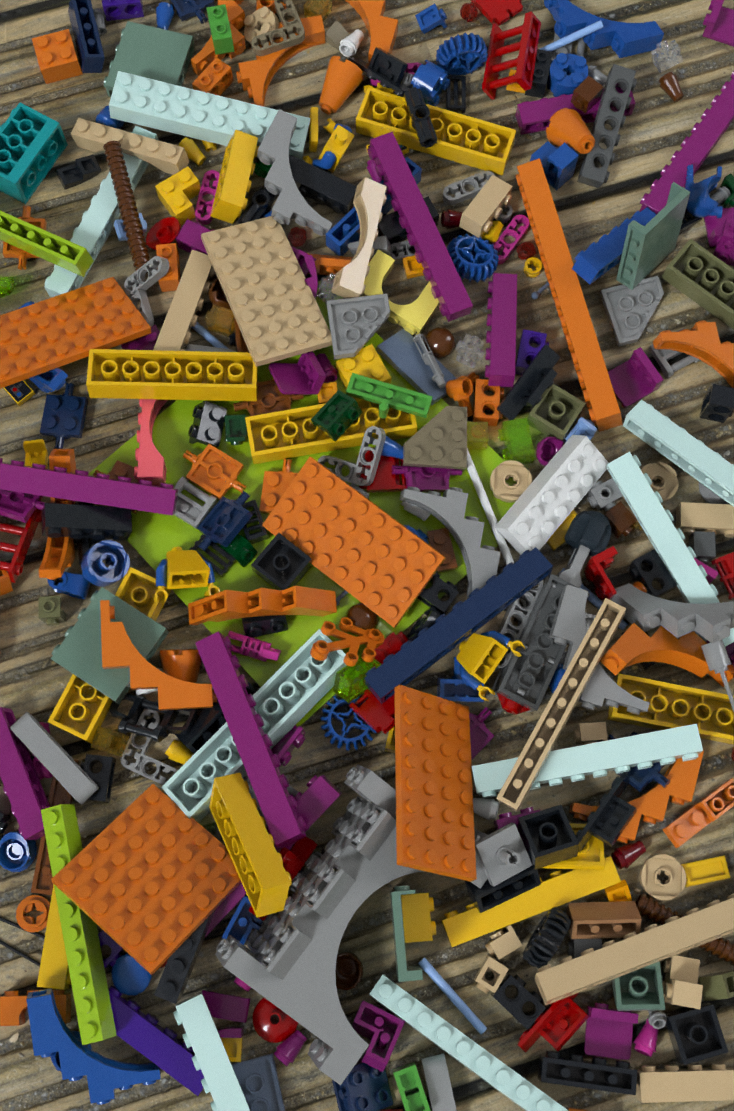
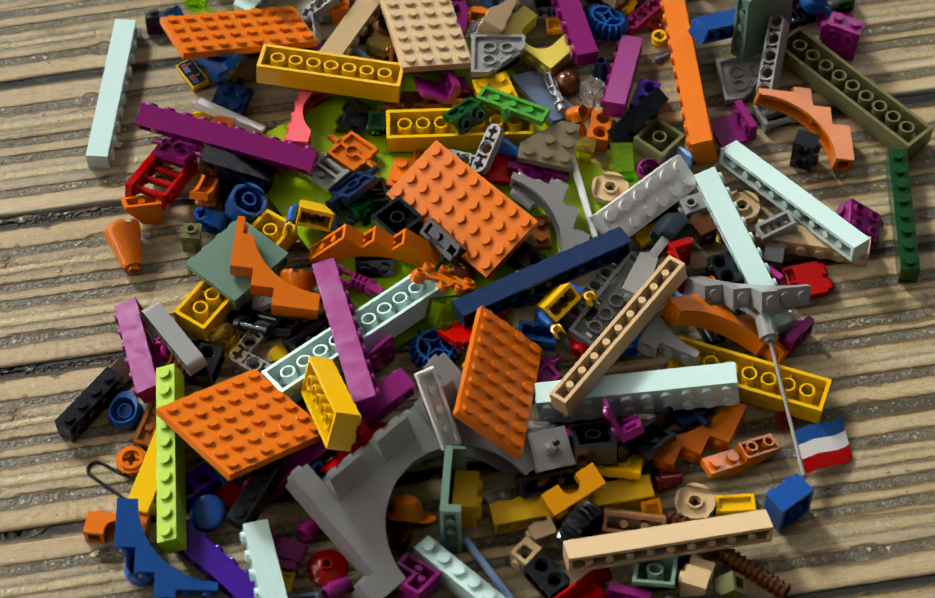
camera: 10 degrees right, 20 degrees down
(63, 440) = (241, 121): none -> white tile
(338, 588) = (443, 240): none -> black plate
(361, 941) = (409, 509): none -> orange piece
(376, 850) = (437, 407): none -> white tile
(475, 322) = (601, 69): none -> dark blue cone
(523, 915) = (558, 502): none -> light orange arch
(583, 811) = (626, 430): none -> magenta bracket
(663, 277) = (771, 50): none -> light grey beam
(718, 503) = (779, 218): none -> light grey slope

